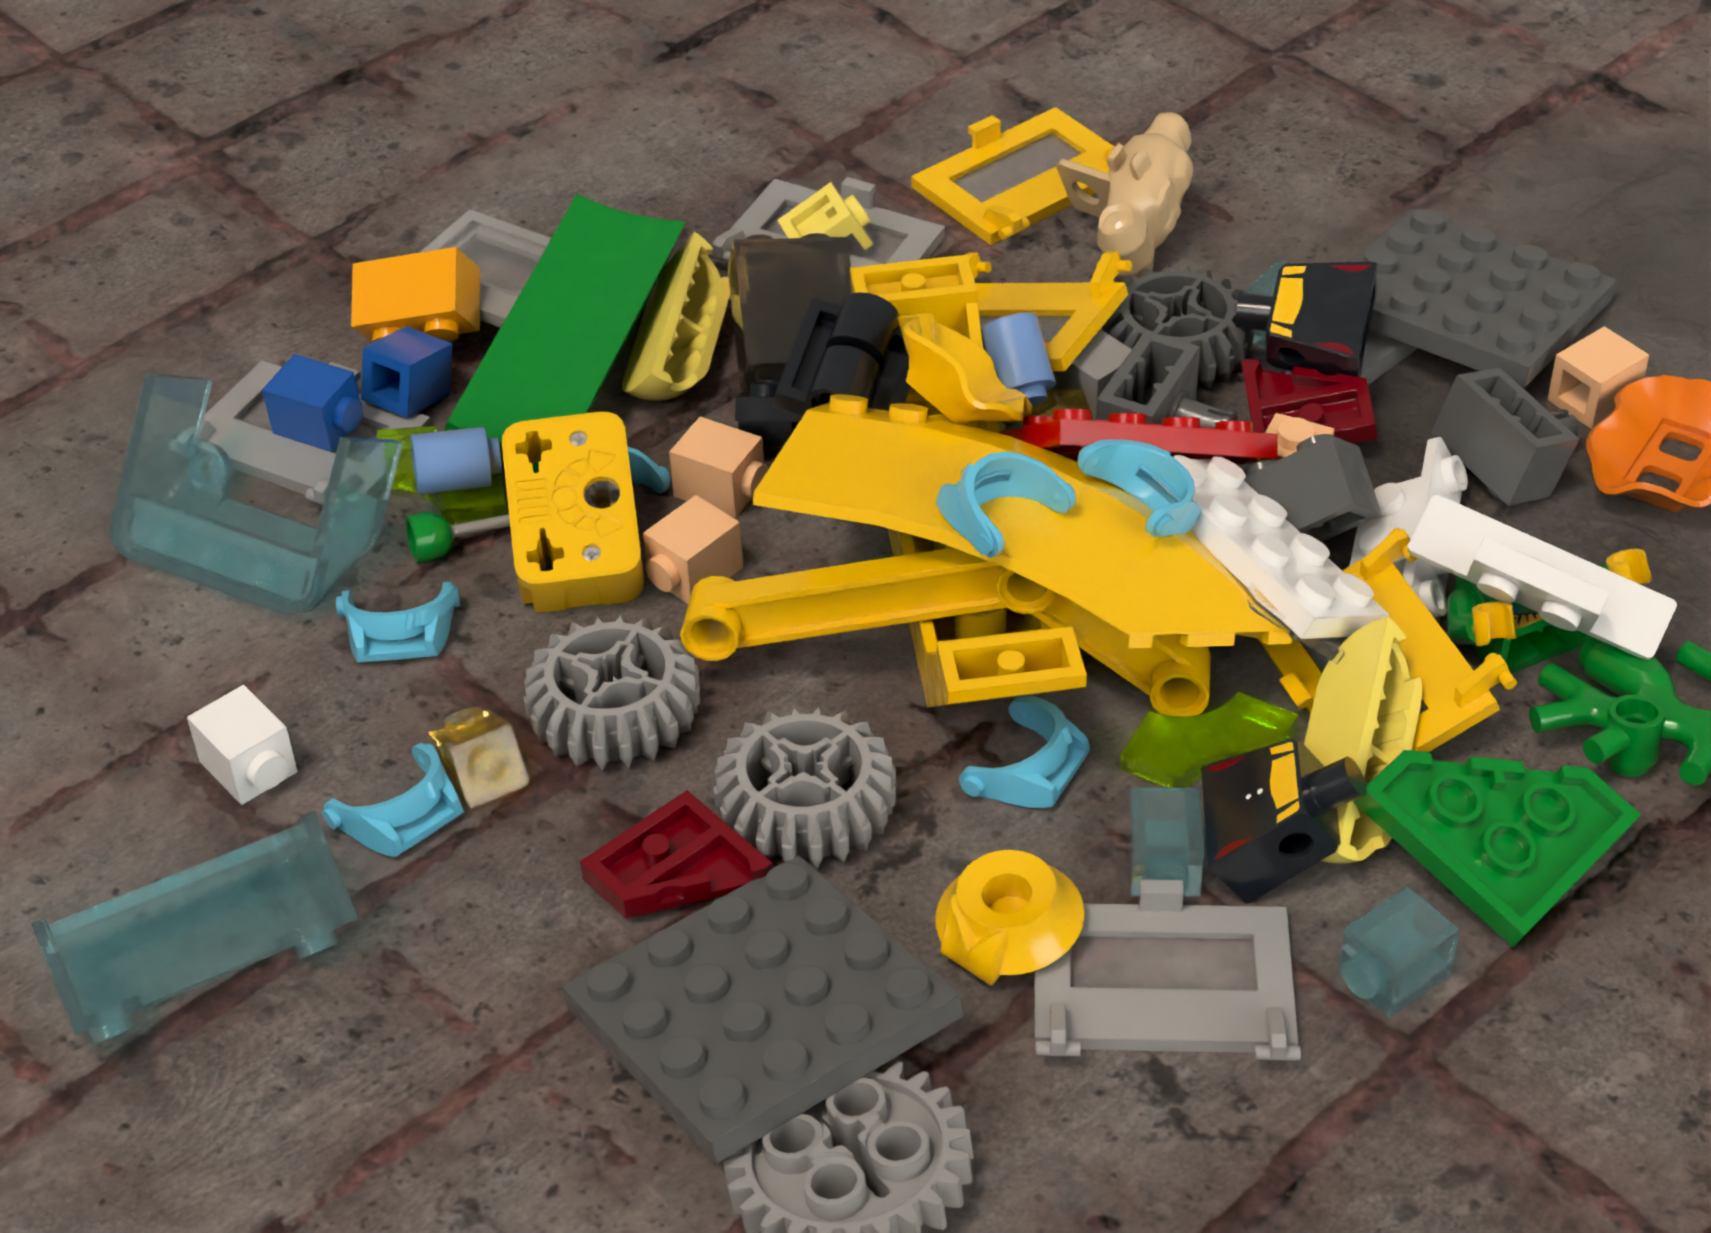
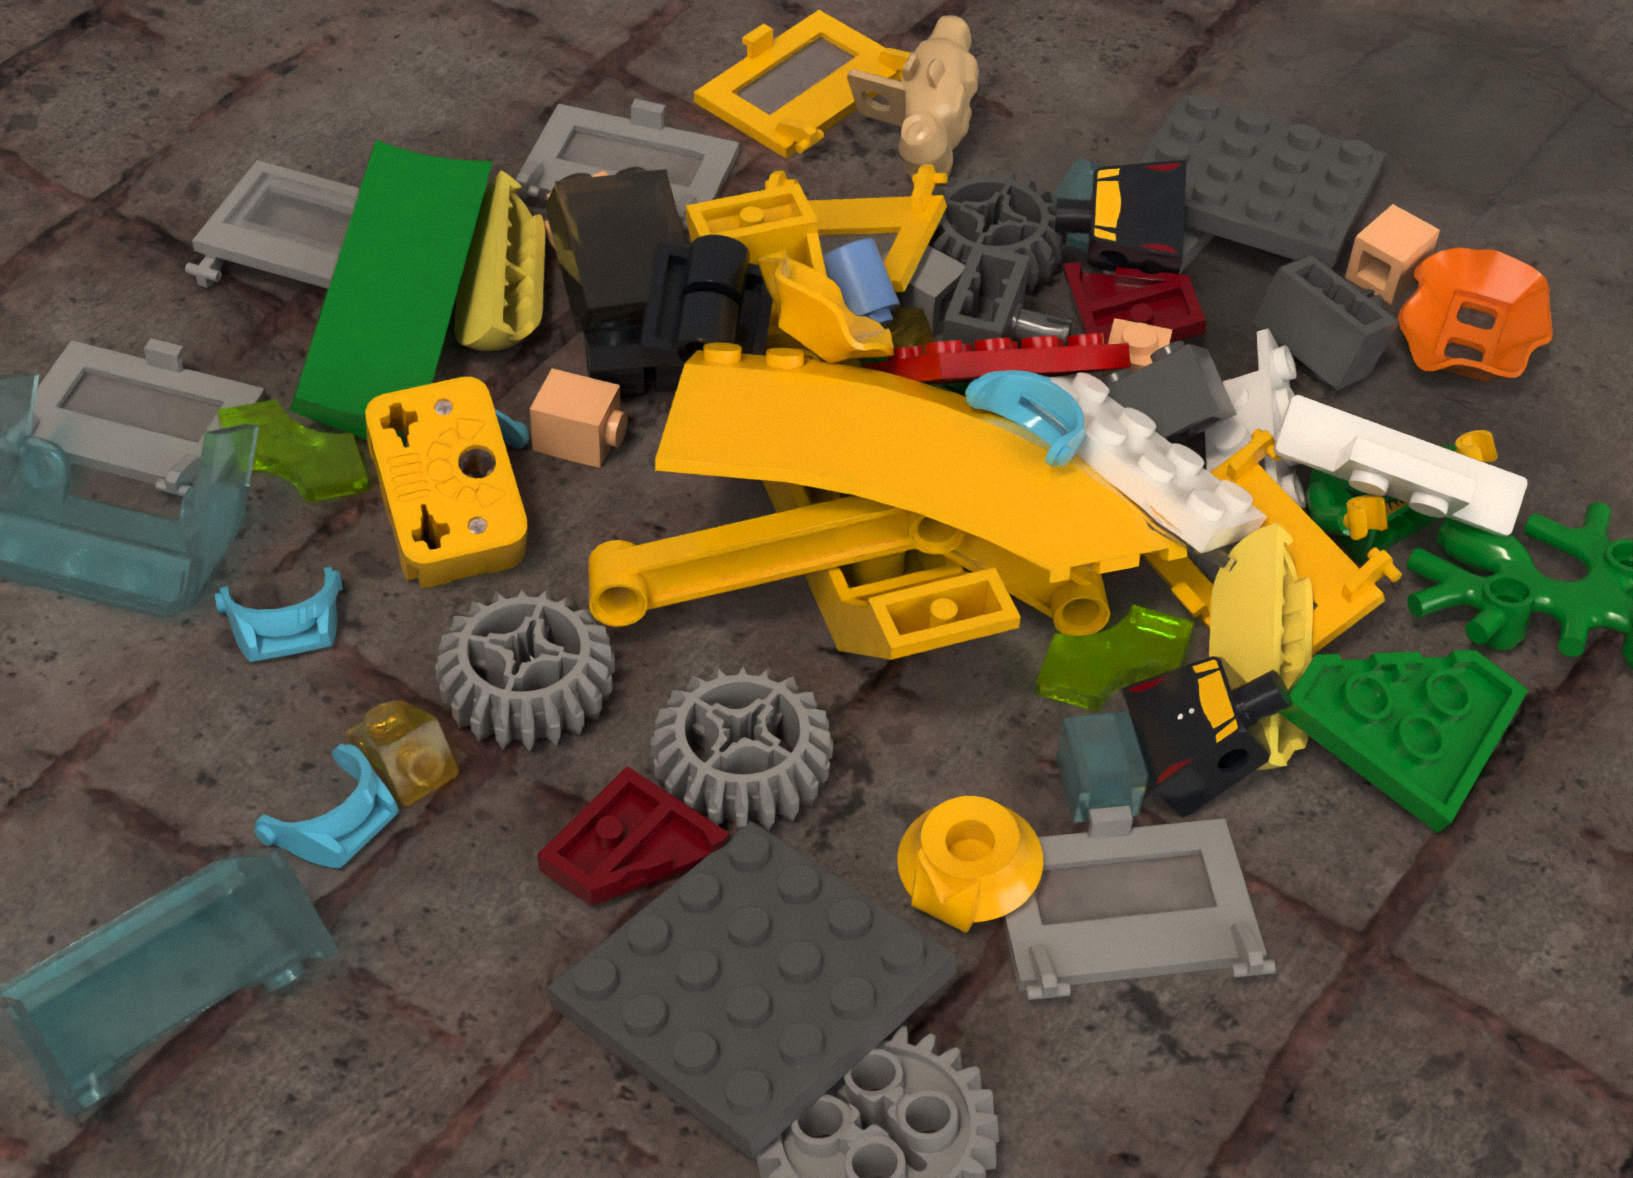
camera: 15 degrees left, 5 degrees up
(242, 744) = (155, 767): white brick -> none
(313, 402) = (144, 386): blue brick -> none
(406, 371) = (233, 342): blue brick -> none
(420, 290) = (227, 263): light orange brick -> none
(432, 535) = (298, 518): green hinge -> none
(454, 460) = (310, 437): medium blue brick -> none
(692, 545) = (572, 509): light nougat brick -> none
(828, 214) = (626, 145): light yellow bracket -> none
(995, 477) = (902, 421): medium azure helmet -> none
(1041, 777) = (965, 715): medium azure helmet -> none
(1398, 951) = (1341, 853): clear light blue brick -> none

